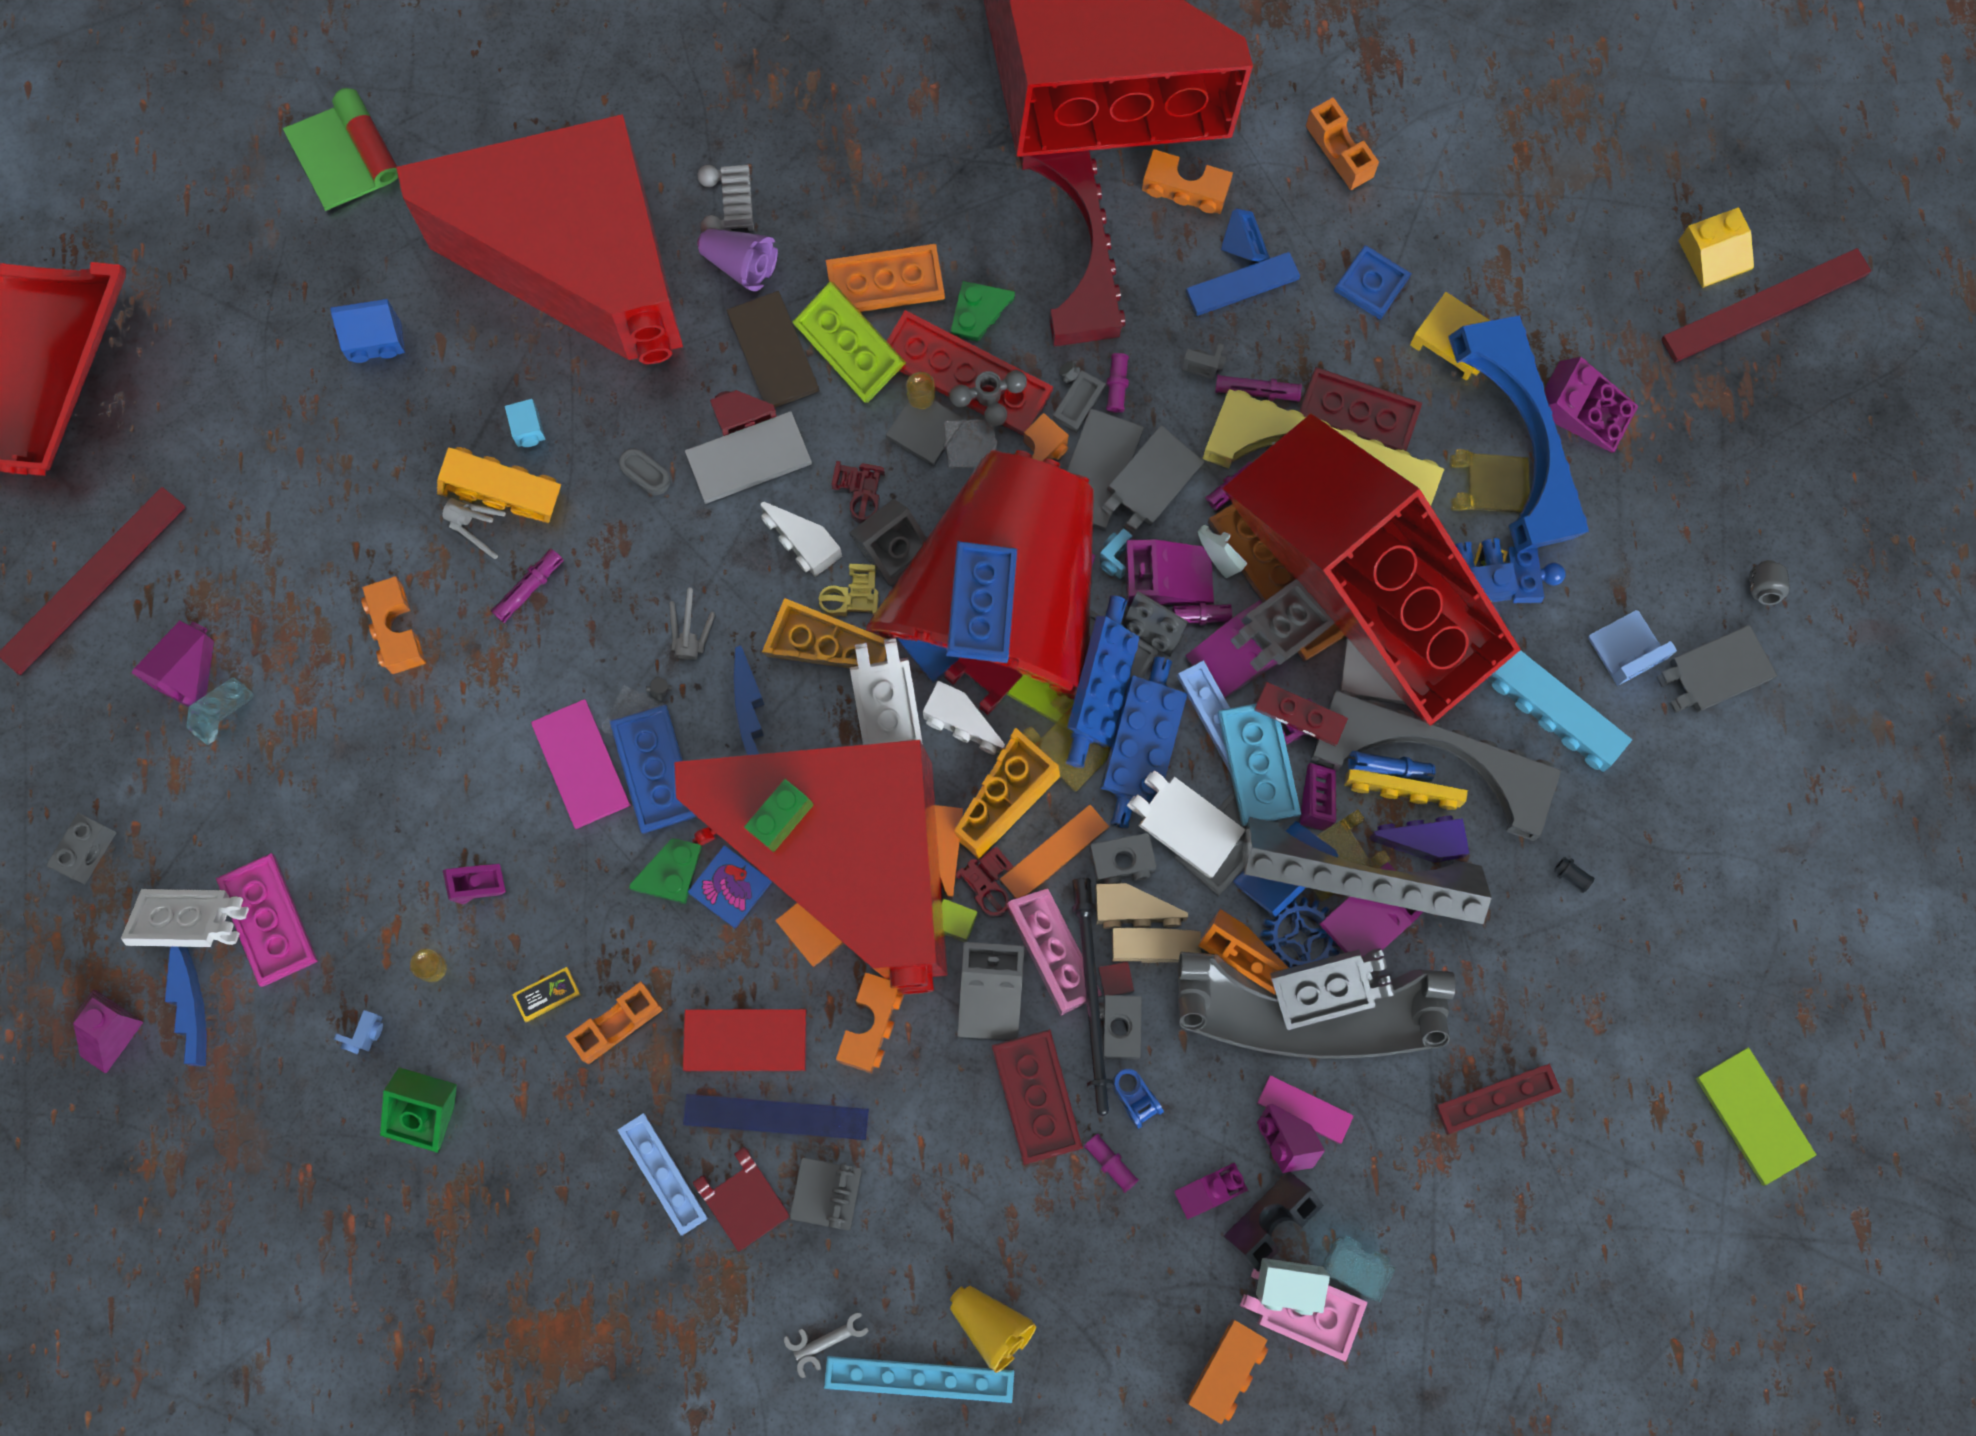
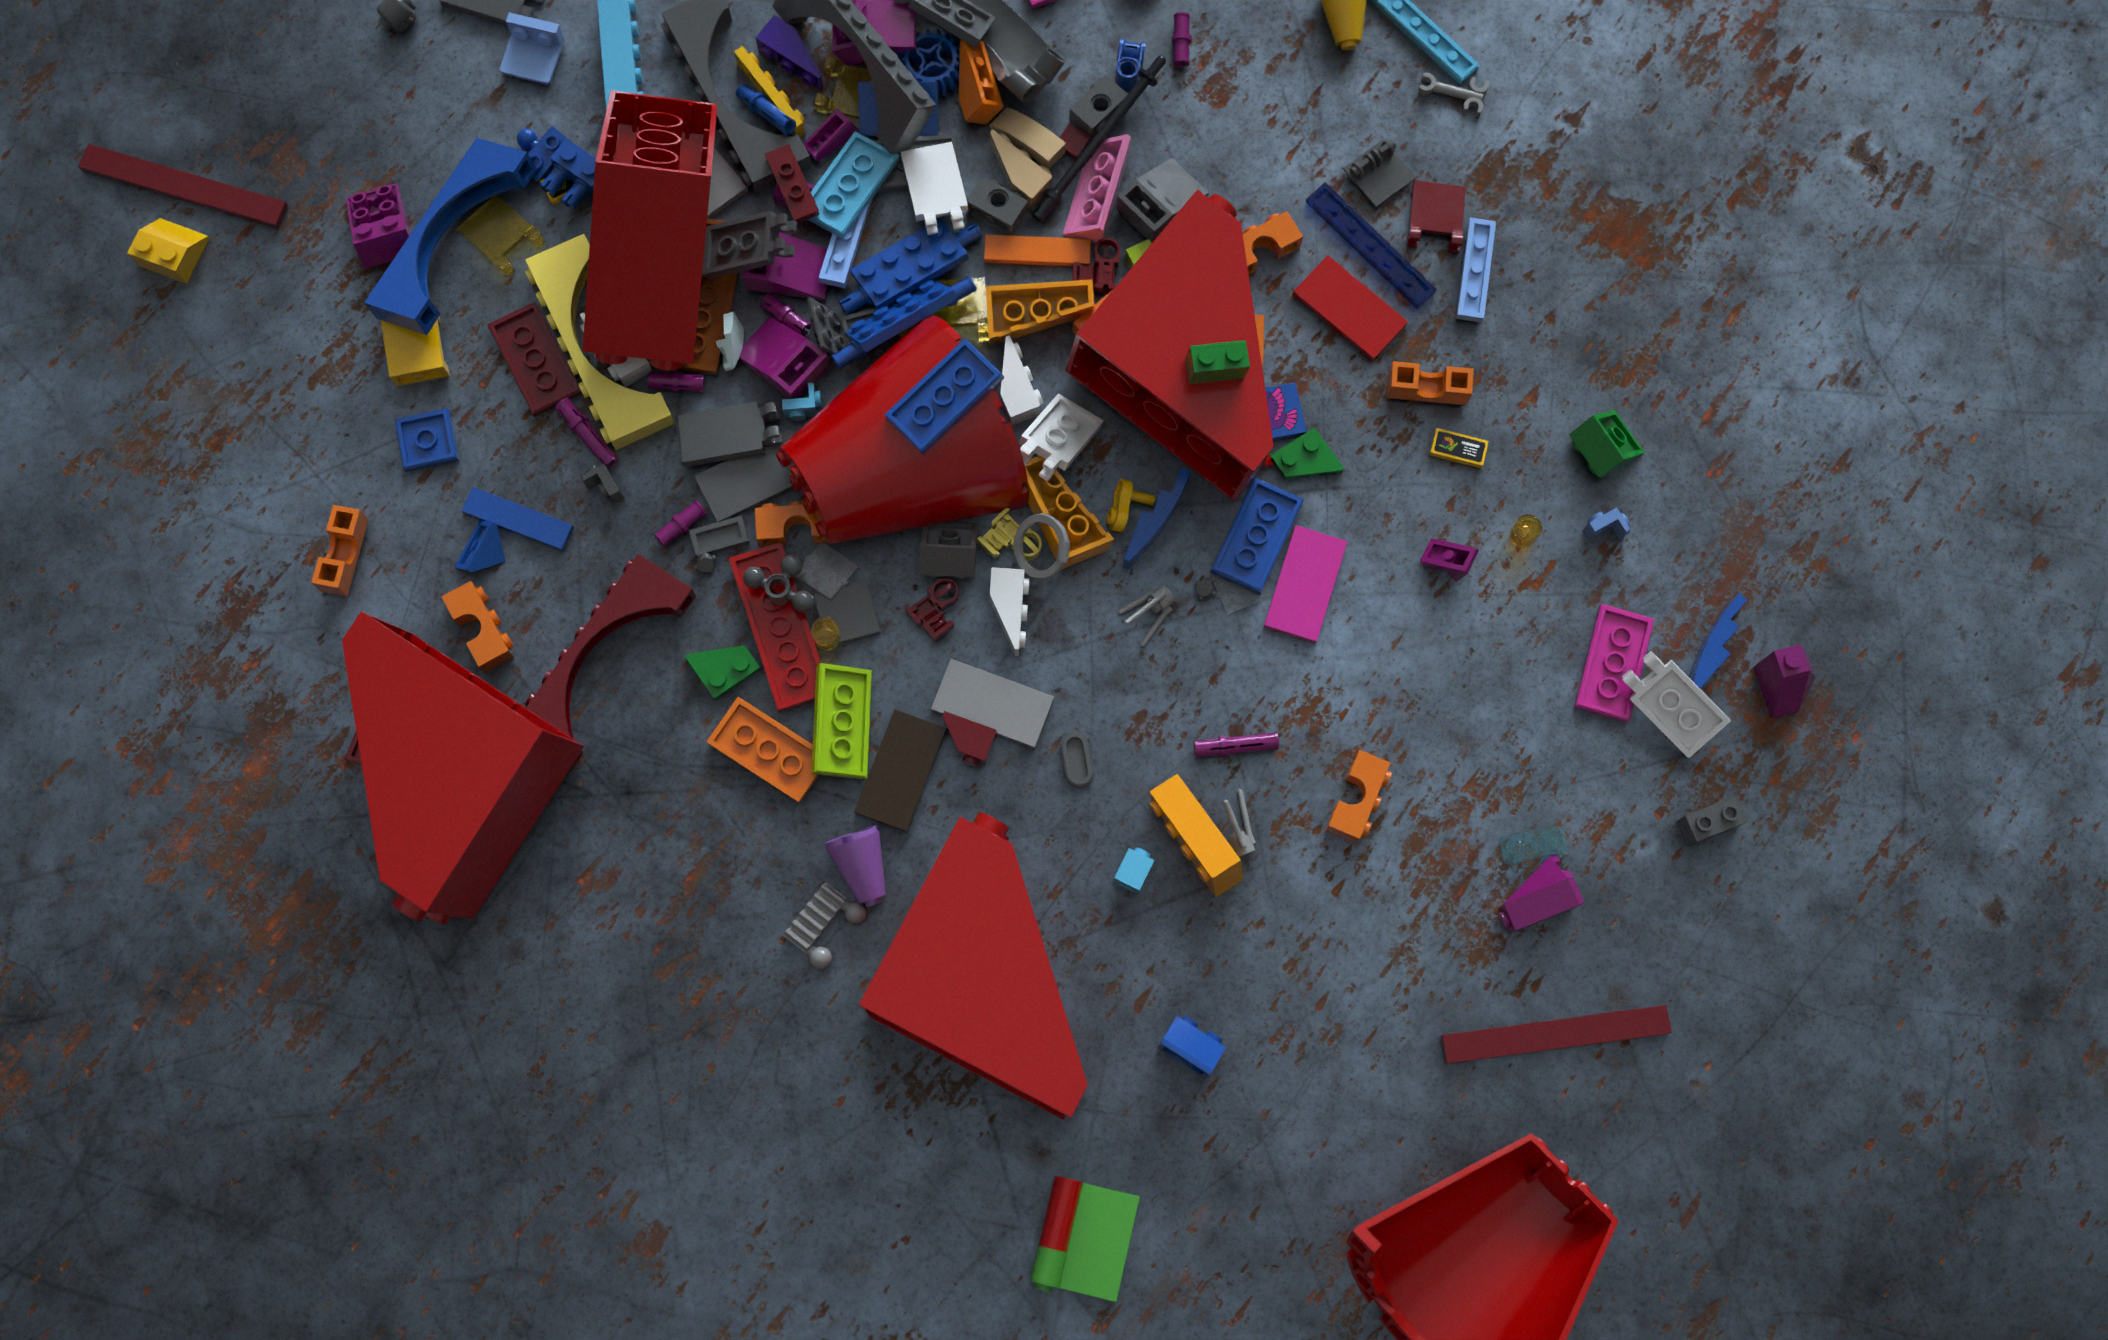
camera: 140 degrees left, 0 degrees up
(792, 705) = (1118, 514): none -> yellow piece
(807, 610) = (1063, 549): none -> light grey piece
(1036, 1097) = (1191, 115): dark red tile -> none

